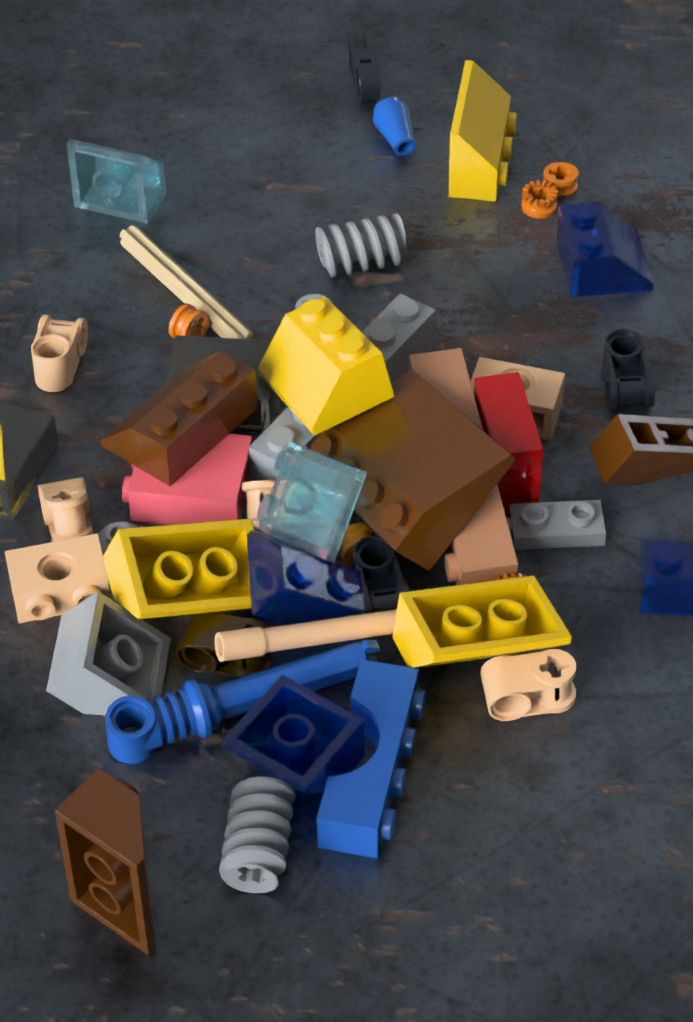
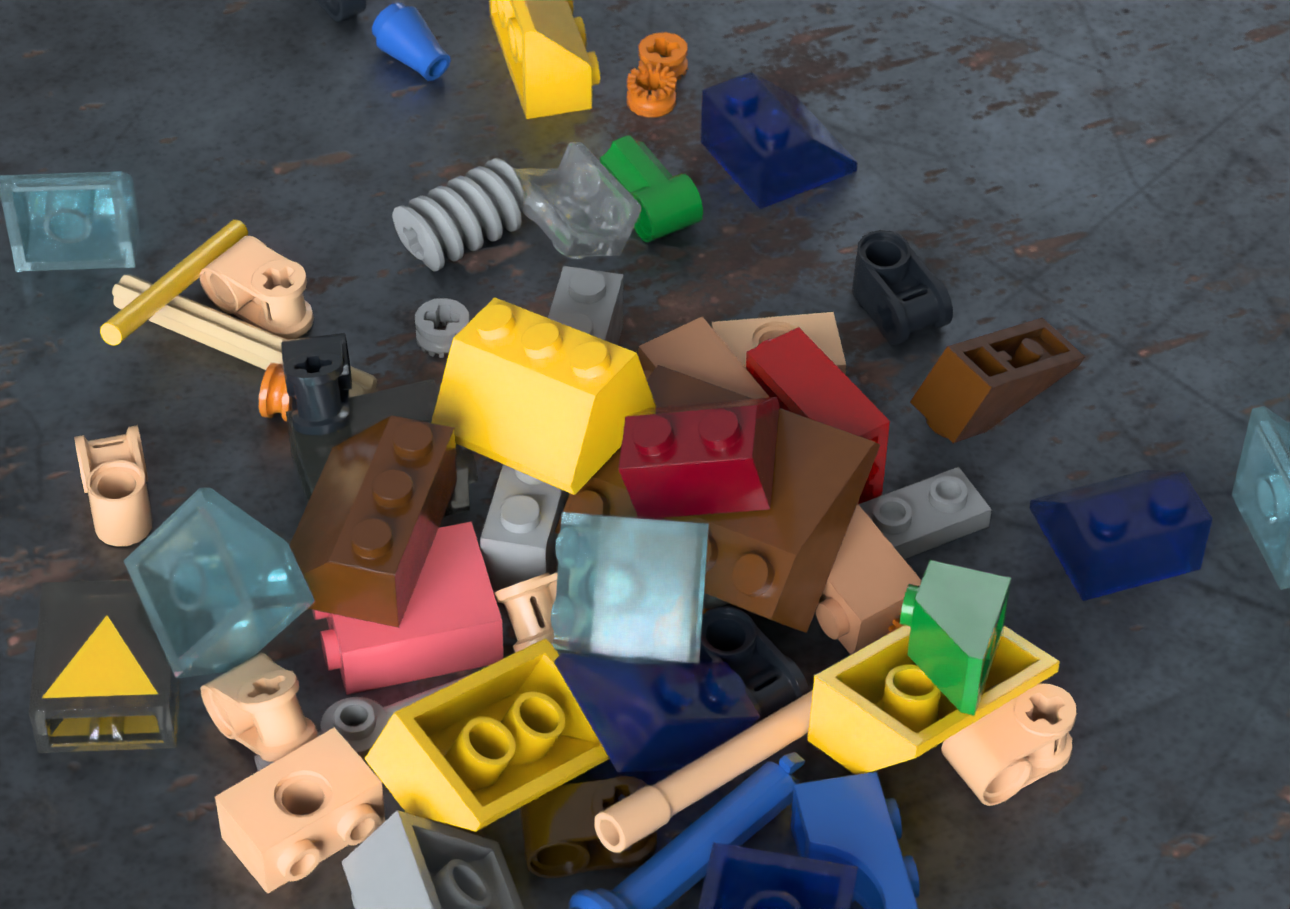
camera: 25 degrees left, 0 degrees up
(64, 424) = (216, 585): none -> clear light blue slope
(156, 237) = (170, 284): none -> yellow bar
(200, 320) = (319, 382): none -> black piece
(210, 257) = (259, 288): none -> light nougat piece
(394, 432) = (700, 458): none -> dark red slope
(441, 261) = (579, 205): none -> clear bracket
(497, 267) = (665, 200): none -> green piece
(508, 592) = (956, 628): none -> slope

